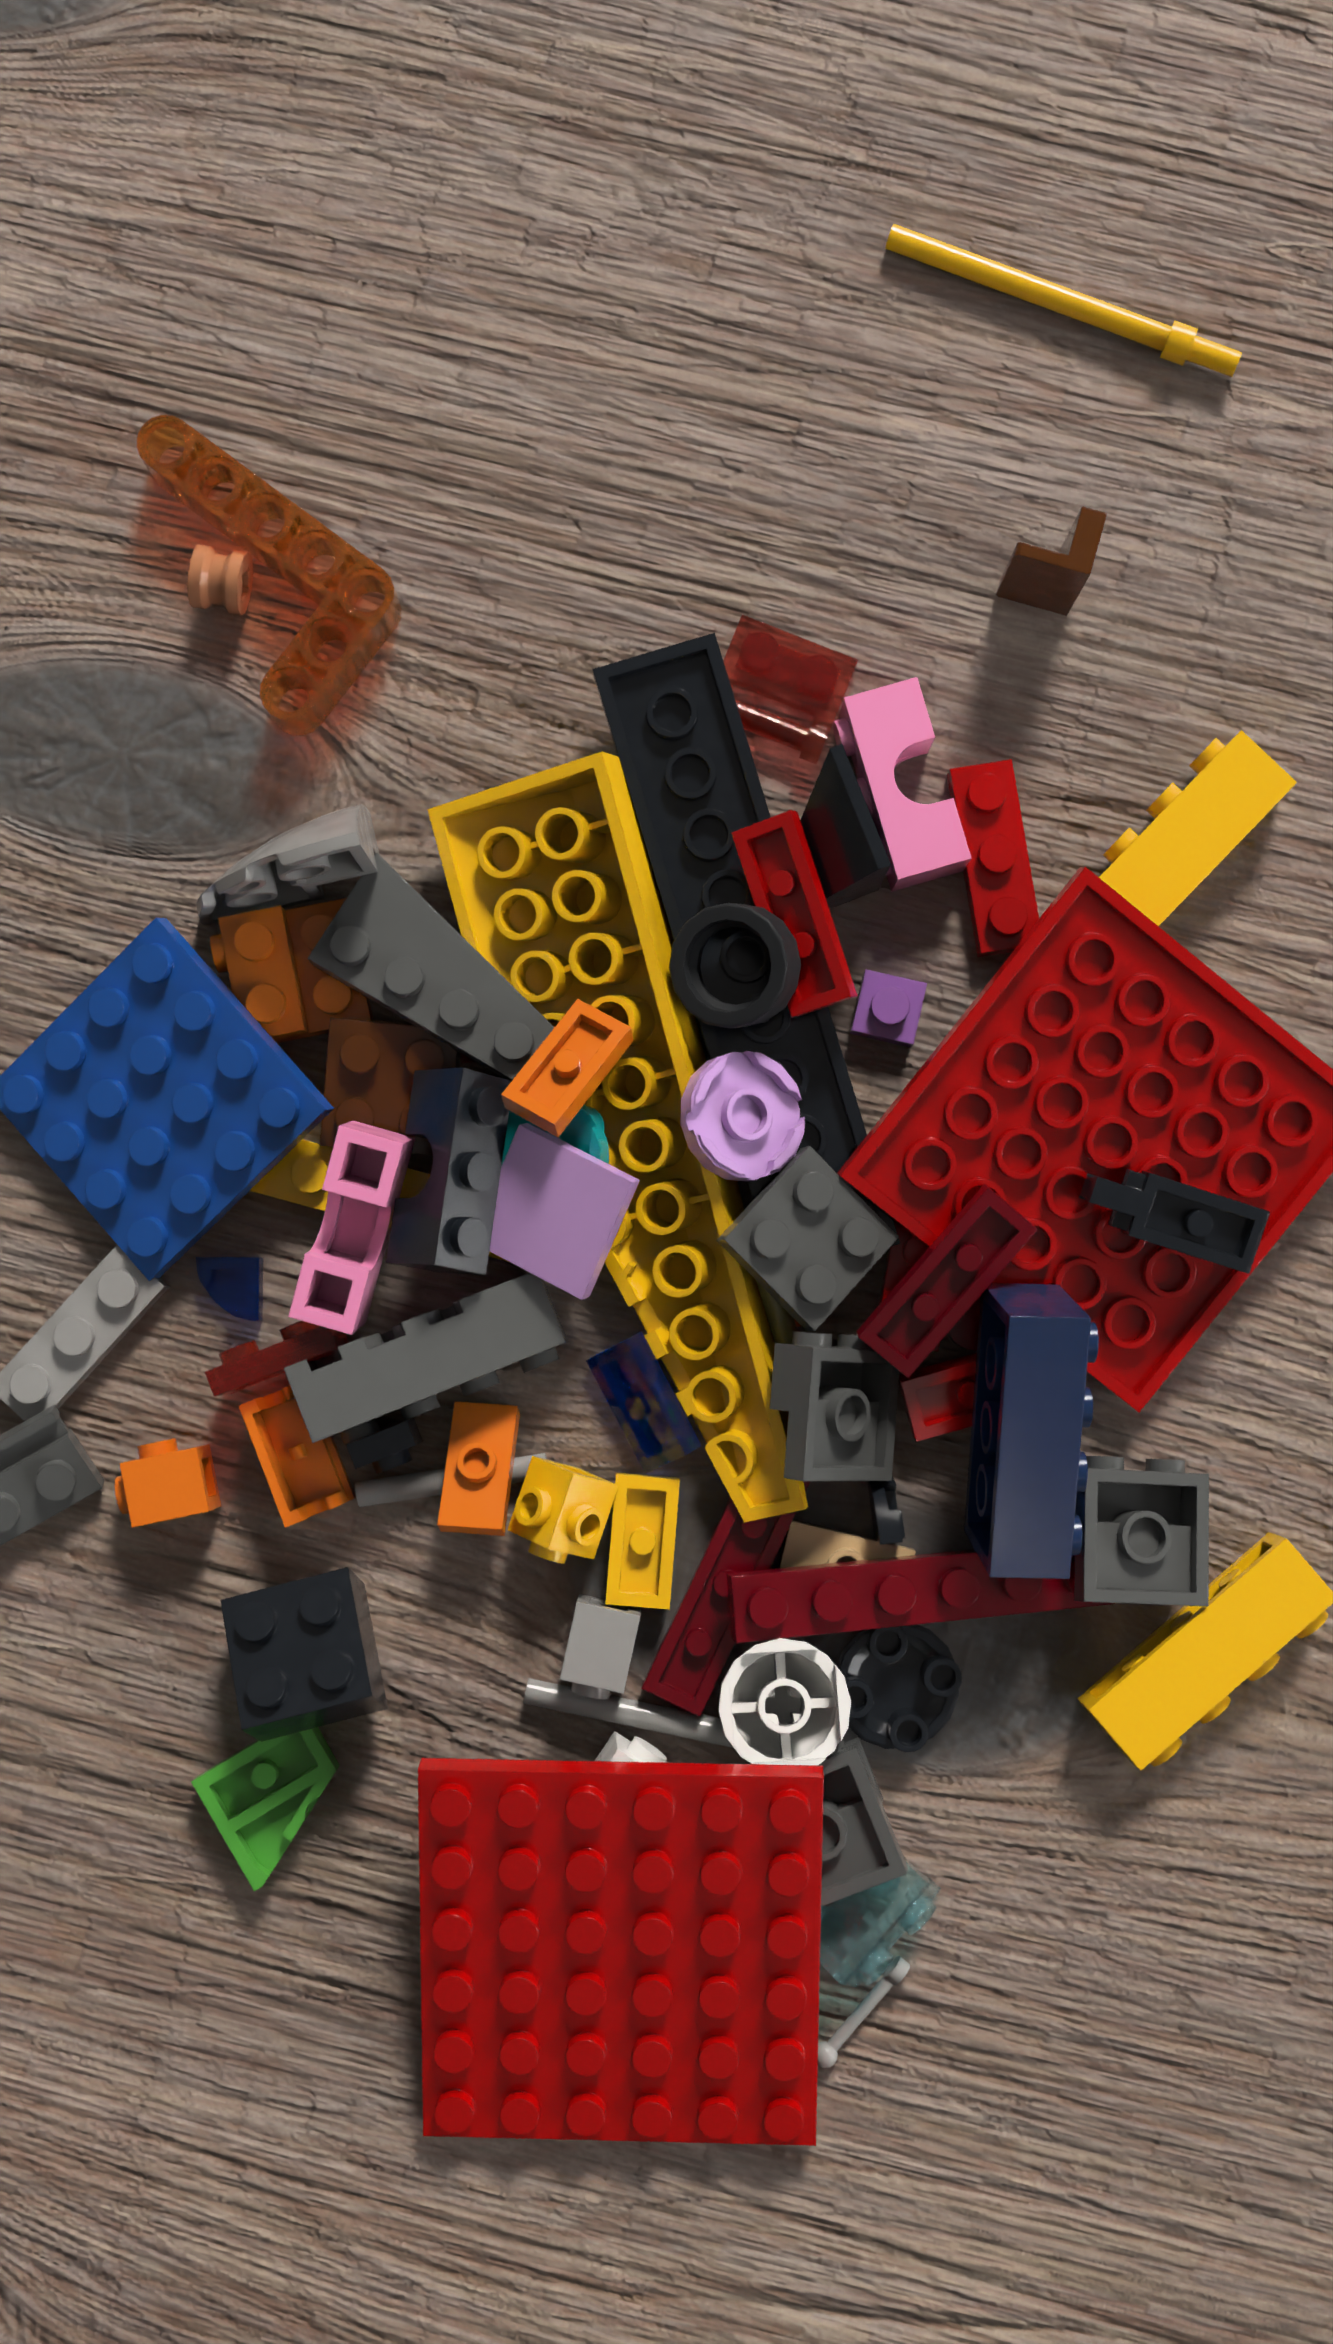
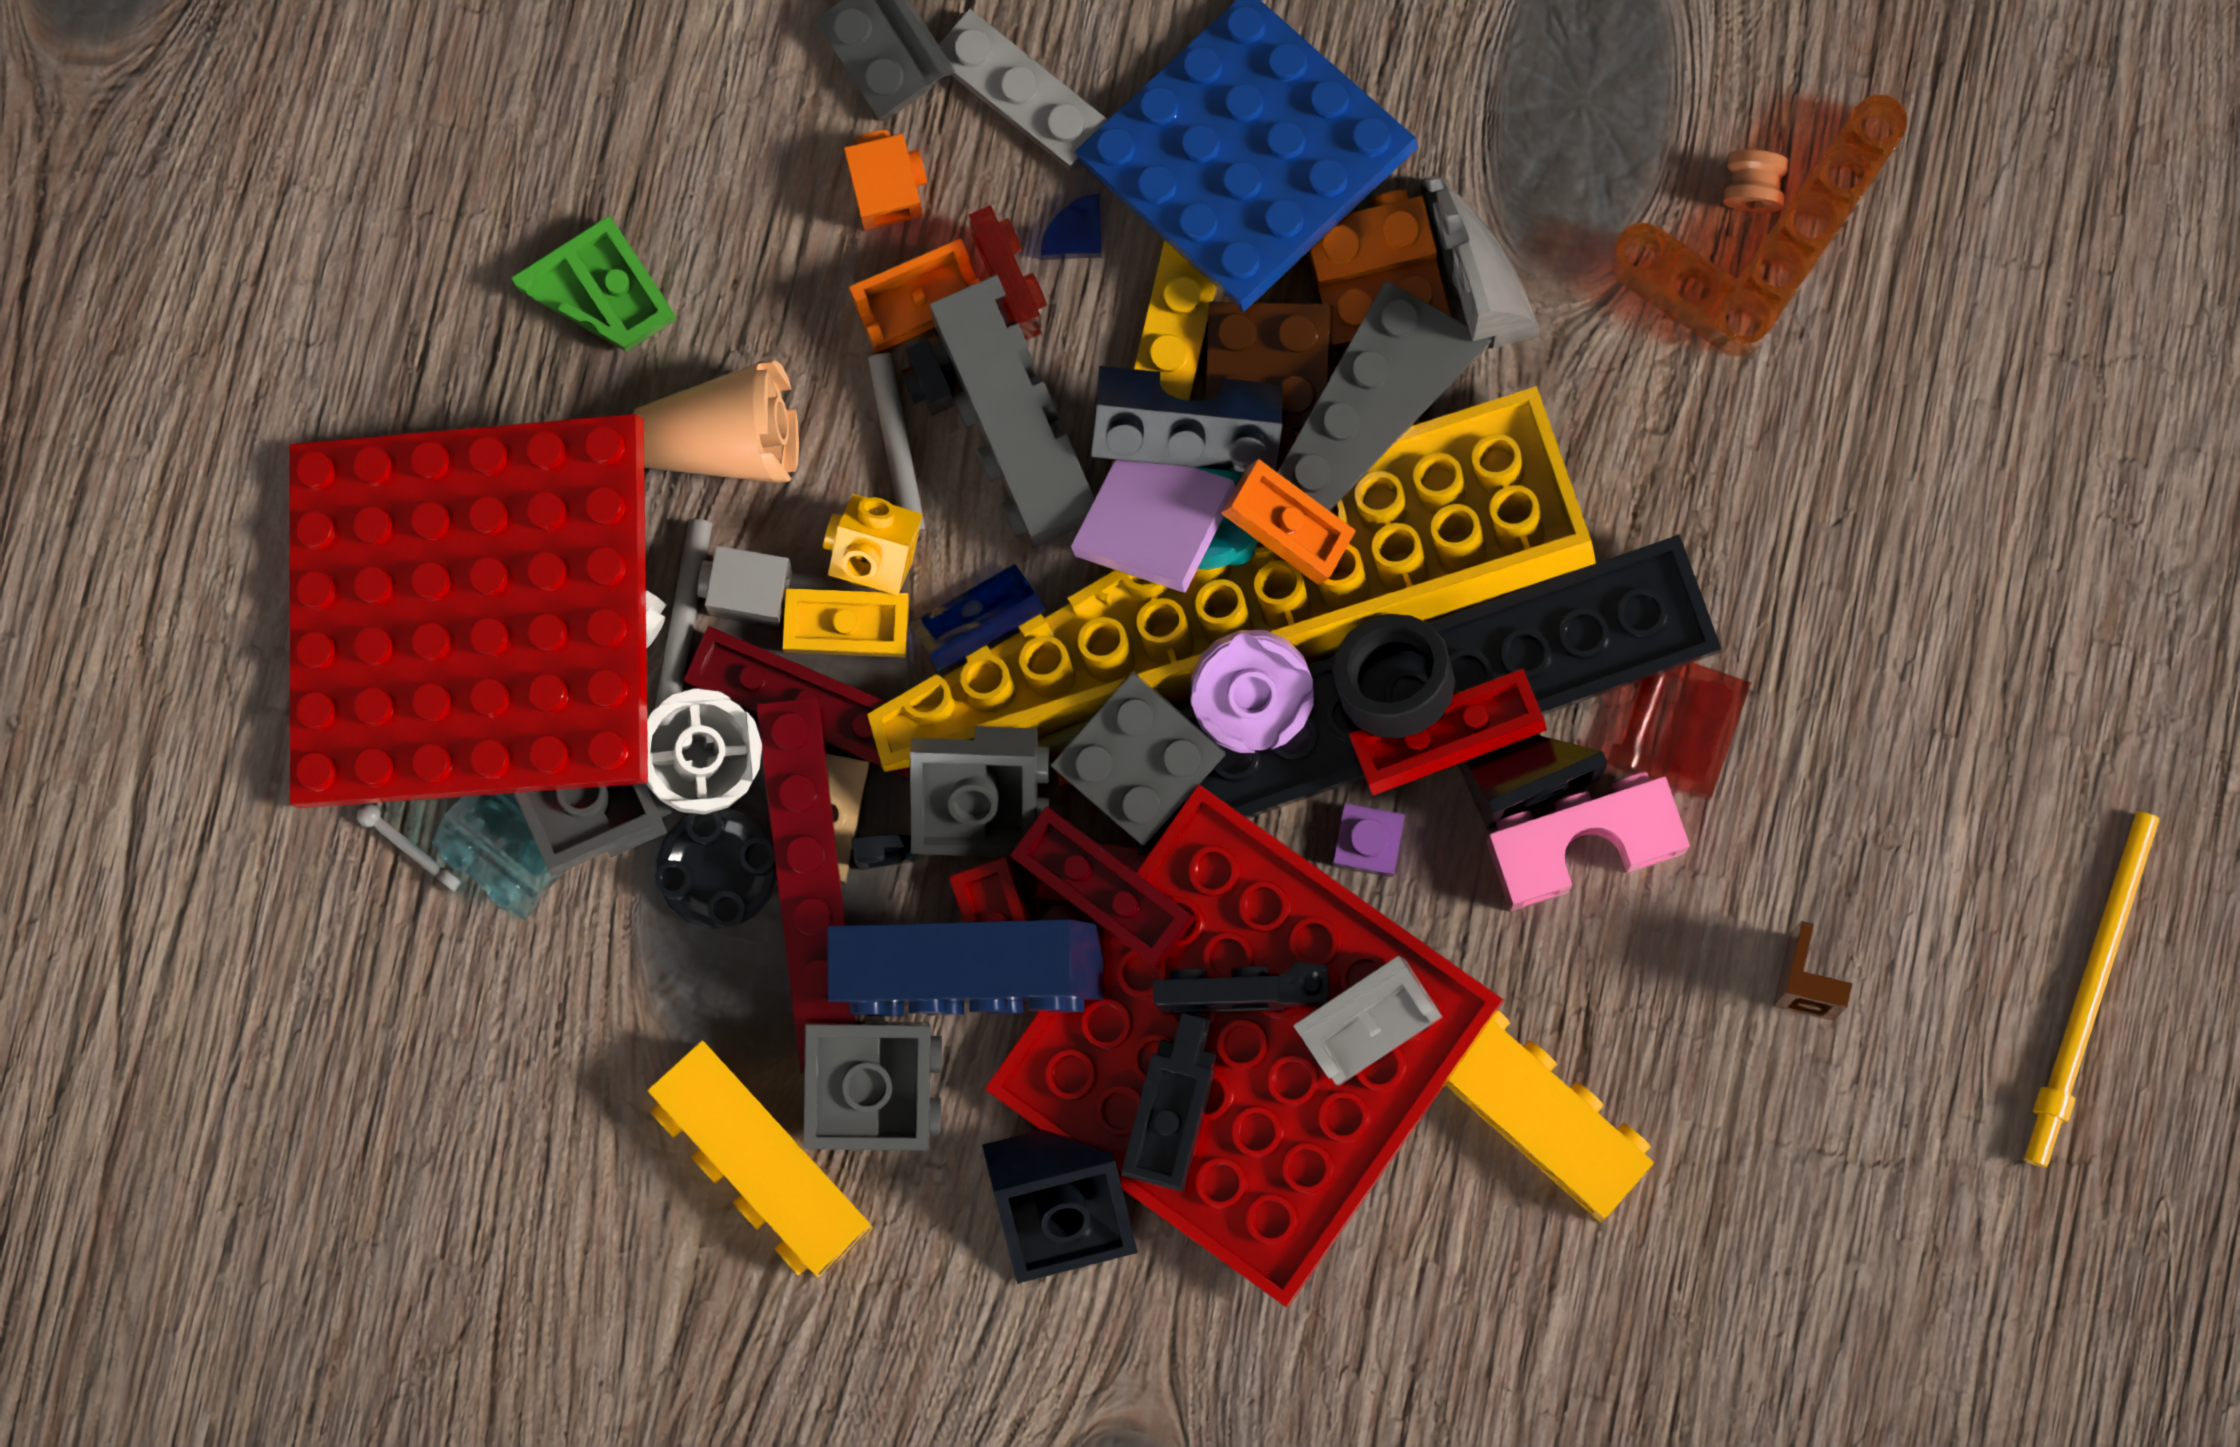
camera: 90 degrees right, 5 degrees down
(303, 1654) = (731, 308): black brick -> none
(347, 1255) = (1097, 329): bright pink arch -> none
(430, 1664) = (726, 427): none -> light nougat cone
(479, 1469) = (909, 465): orange plate -> none
(1000, 871) = (1528, 936): red plate -> none
(1067, 1133) = (1246, 991): none -> black hinge
(1103, 1008) = (1368, 1020): none -> light grey hinge
(1258, 1345) = (1058, 1203): none -> black slope

